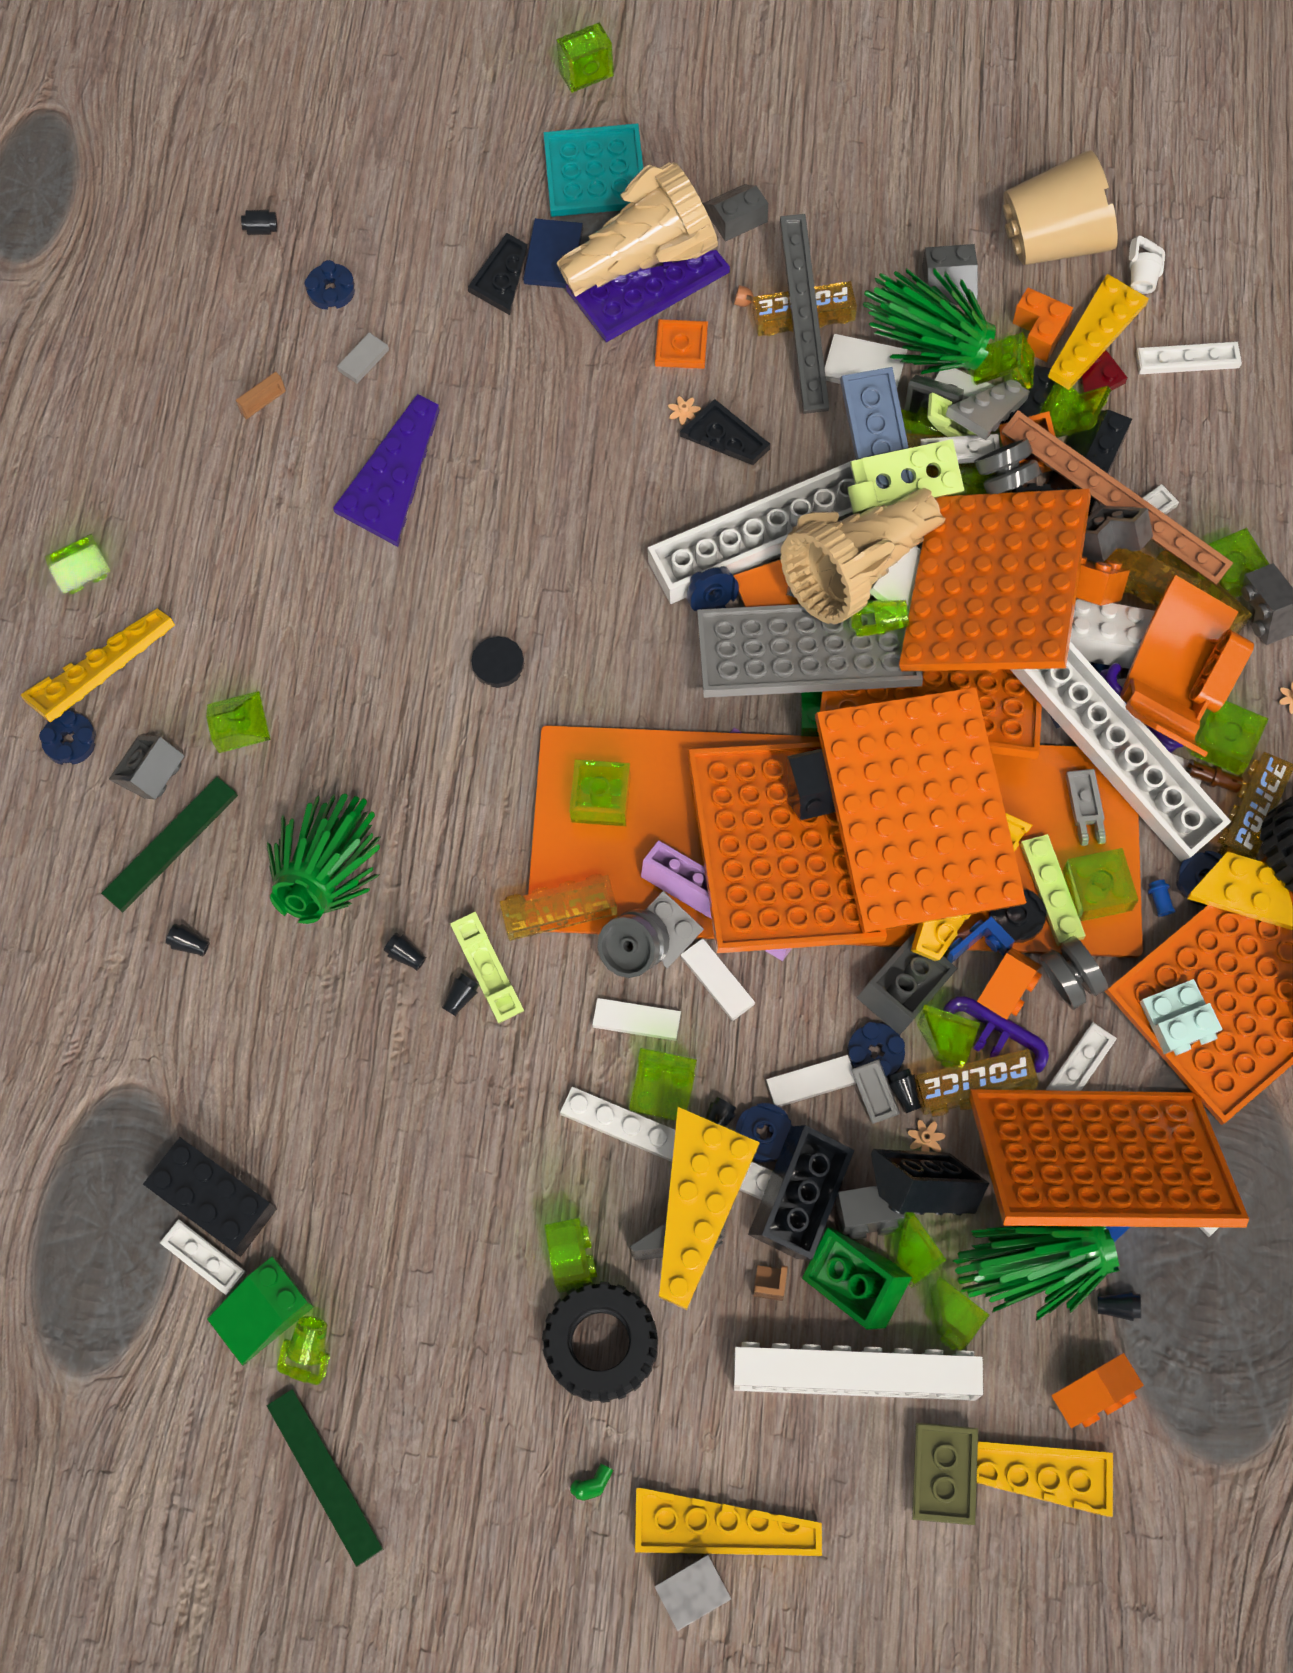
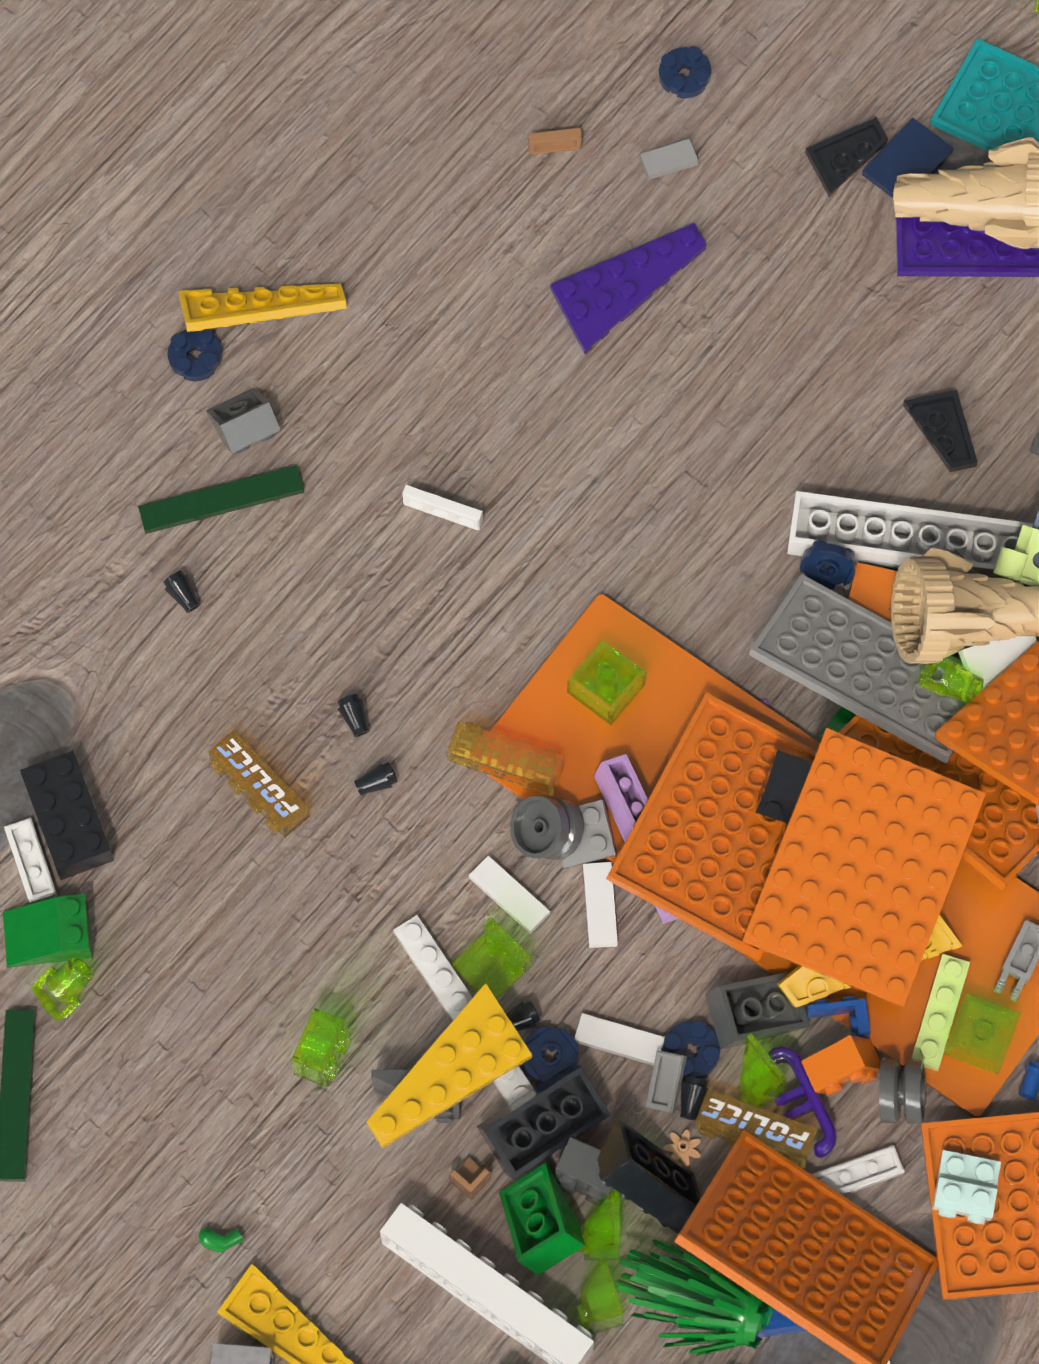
camera: 30 degrees right, 0 degrees up
(77, 564) = (298, 202): clear neon green slope -> none
(237, 722) = (344, 427): clear neon green slope -> none
(310, 880) = (330, 591): green plant -> none
(361, 1062) = (259, 784): none -> clear yellow brick
(364, 736) = (442, 507): none -> white tile
(486, 967) = (413, 771): yellowish green slope -> none
(497, 662) = (601, 512): black tile -> none
(559, 1331) = (292, 1095): black tyre -> none
(681, 343) = (965, 318): orange tile -> none
(683, 410) = (923, 382): light nougat plant -> none
(1022, 921) = (894, 1022): black tile -> none

